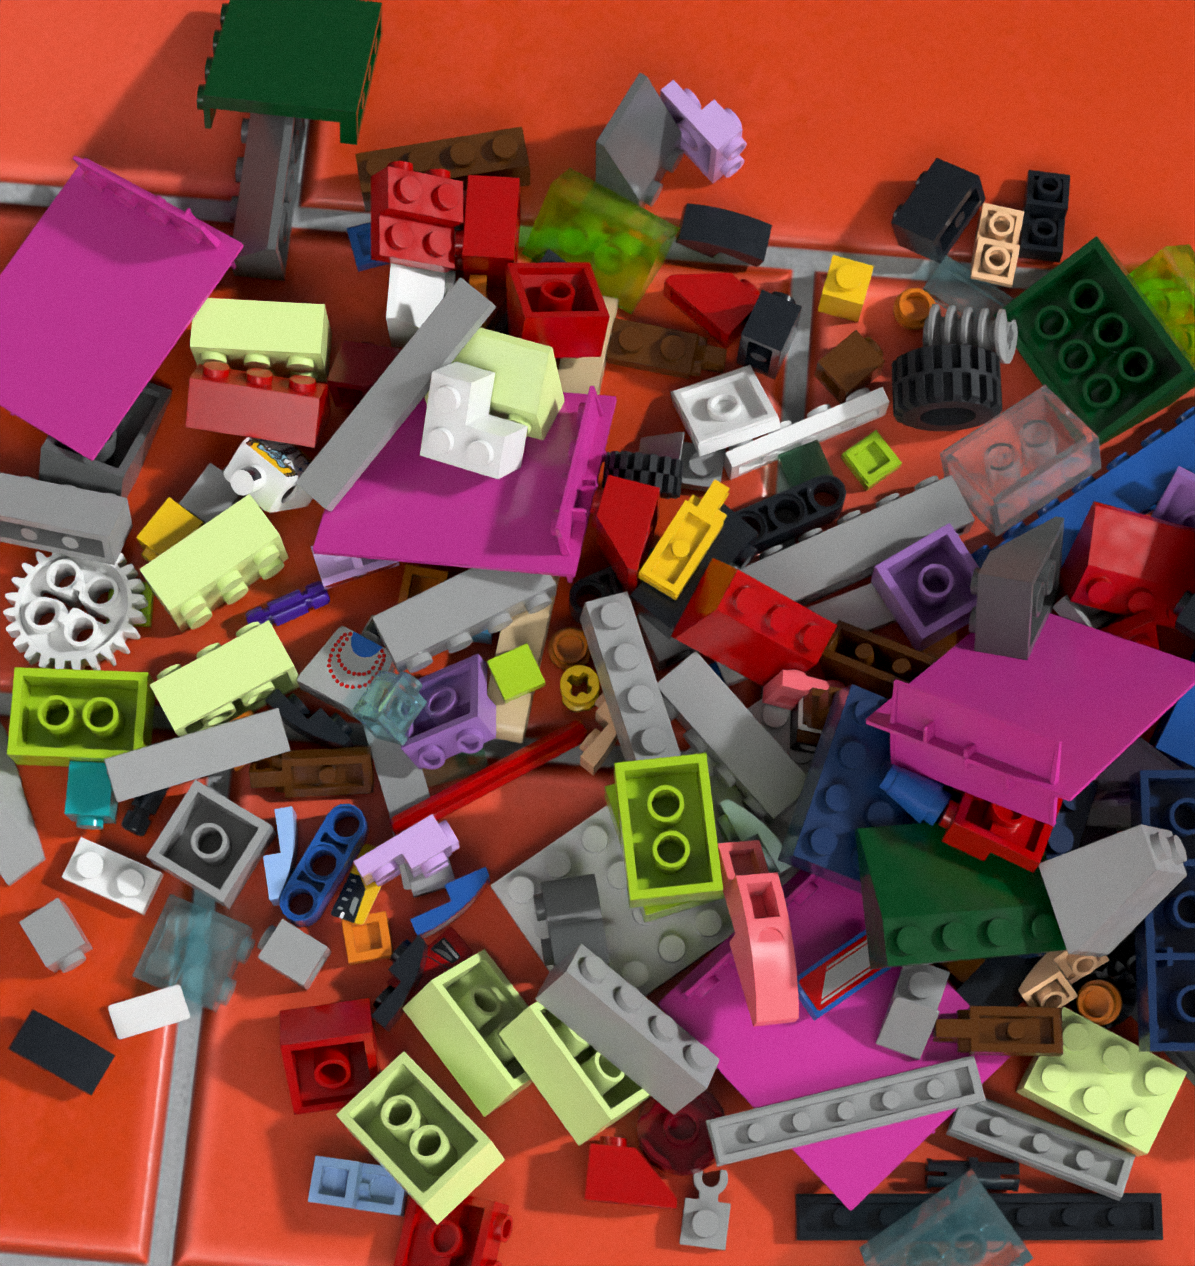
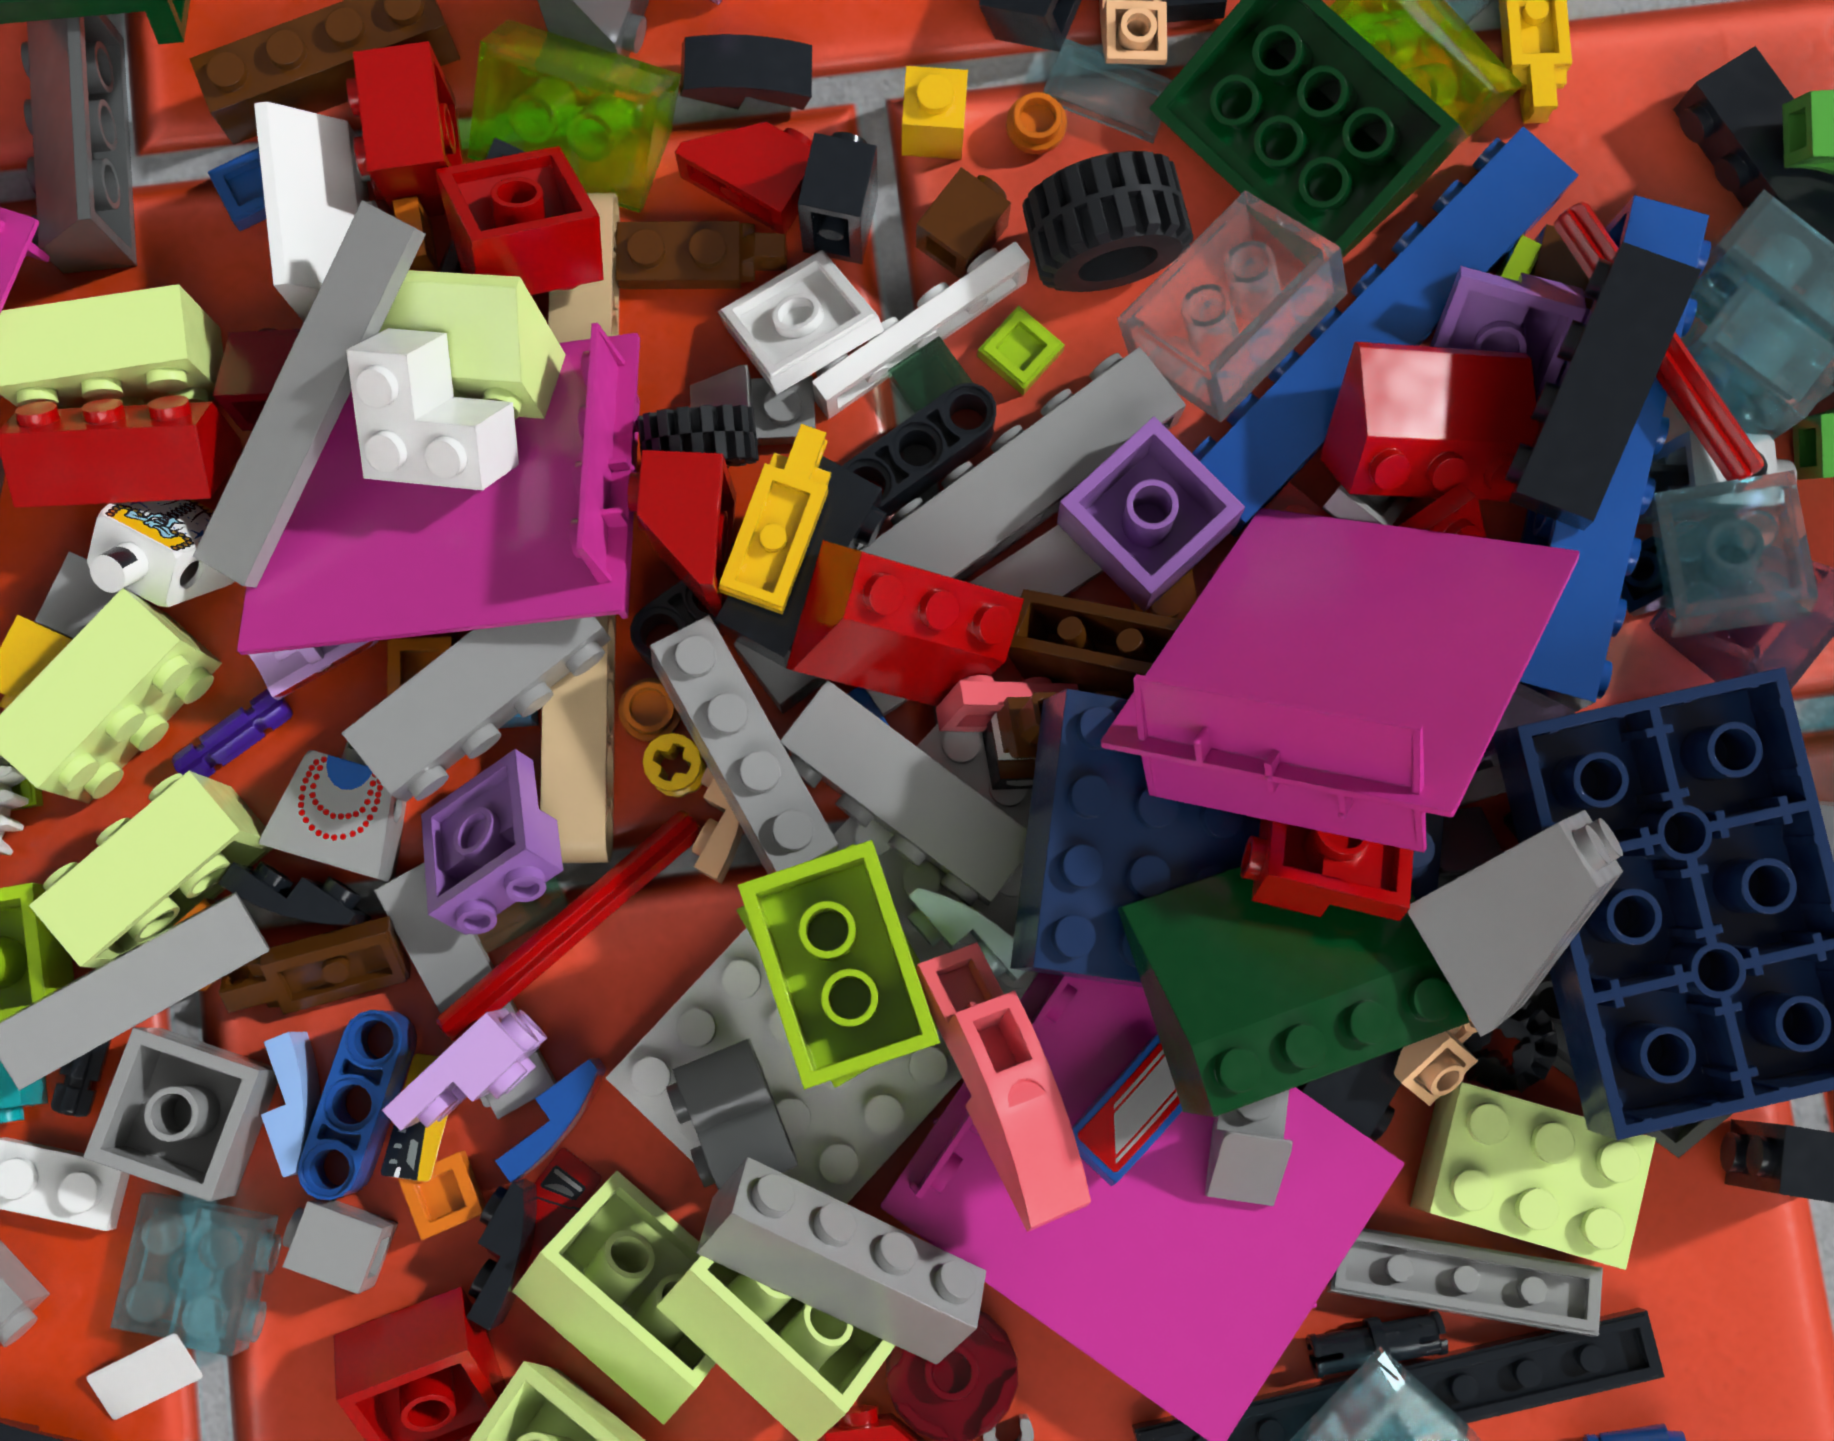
camera: 15 degrees left, 5 degrees up
(390, 706) = (401, 854): clear light blue brick -> none
(415, 216) = (284, 127): red plate -> none
(516, 673) = (575, 766): lime tile -> none
(845, 1111) = (1182, 1307): light grey tile -> none
(915, 793) = (1197, 835): blue cone -> none
(995, 335) = (1158, 132): light grey piece -> none
(1004, 1031) = (1389, 1141): reddish brown hinge -> none
(1017, 591) = (1273, 498): dark grey slope -> none
(1099, 1001) = (1509, 1062): orange plate -> none

